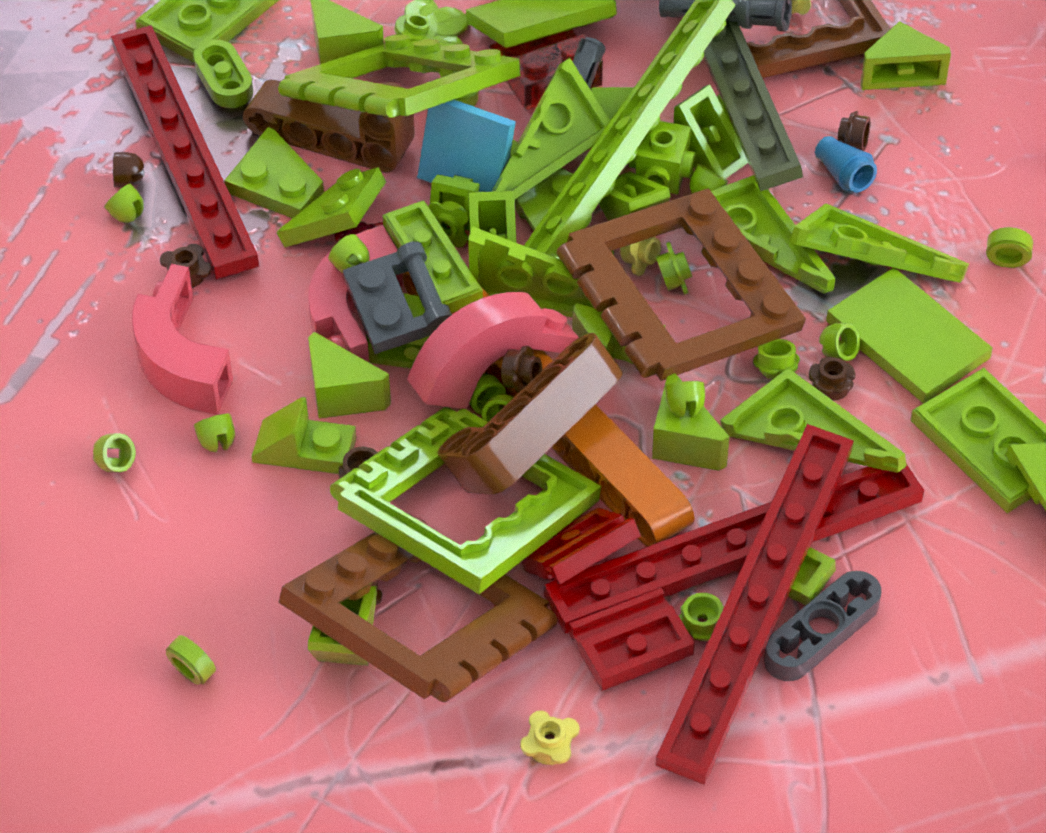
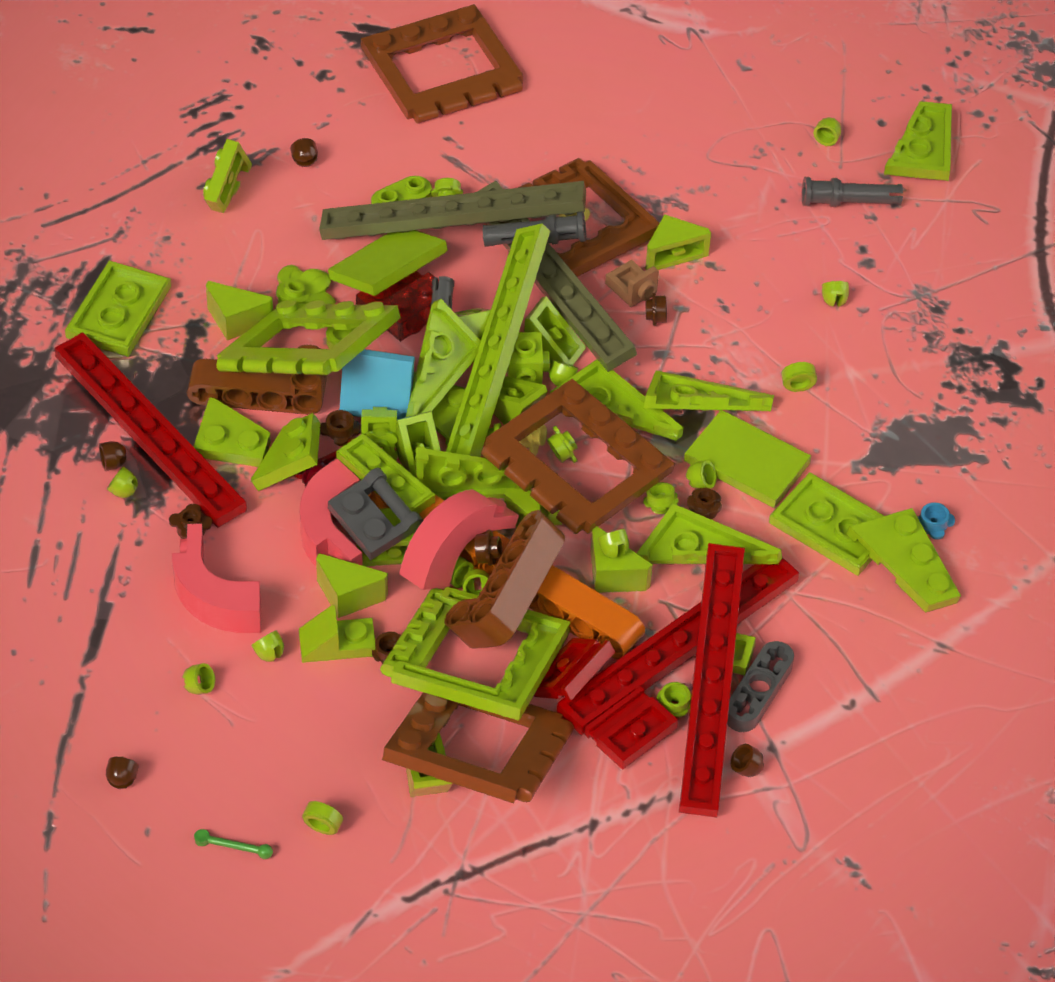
camera: 20 degrees left, 0 degrees up
(39, 650) = (203, 838): none -> bright green hinge
(223, 73) = (160, 365): lime plate -> none
(348, 253) = (325, 487): lime hinge -> none
(408, 189) = (340, 427): none -> reddish brown plate
(549, 750) = (599, 820): light yellow plate -> none
(770, 719) = (747, 760): none -> reddish brown hinge
(835, 95) = (632, 282): none -> medium nougat bracket
(849, 166) = (660, 336): dark azure cone -> none

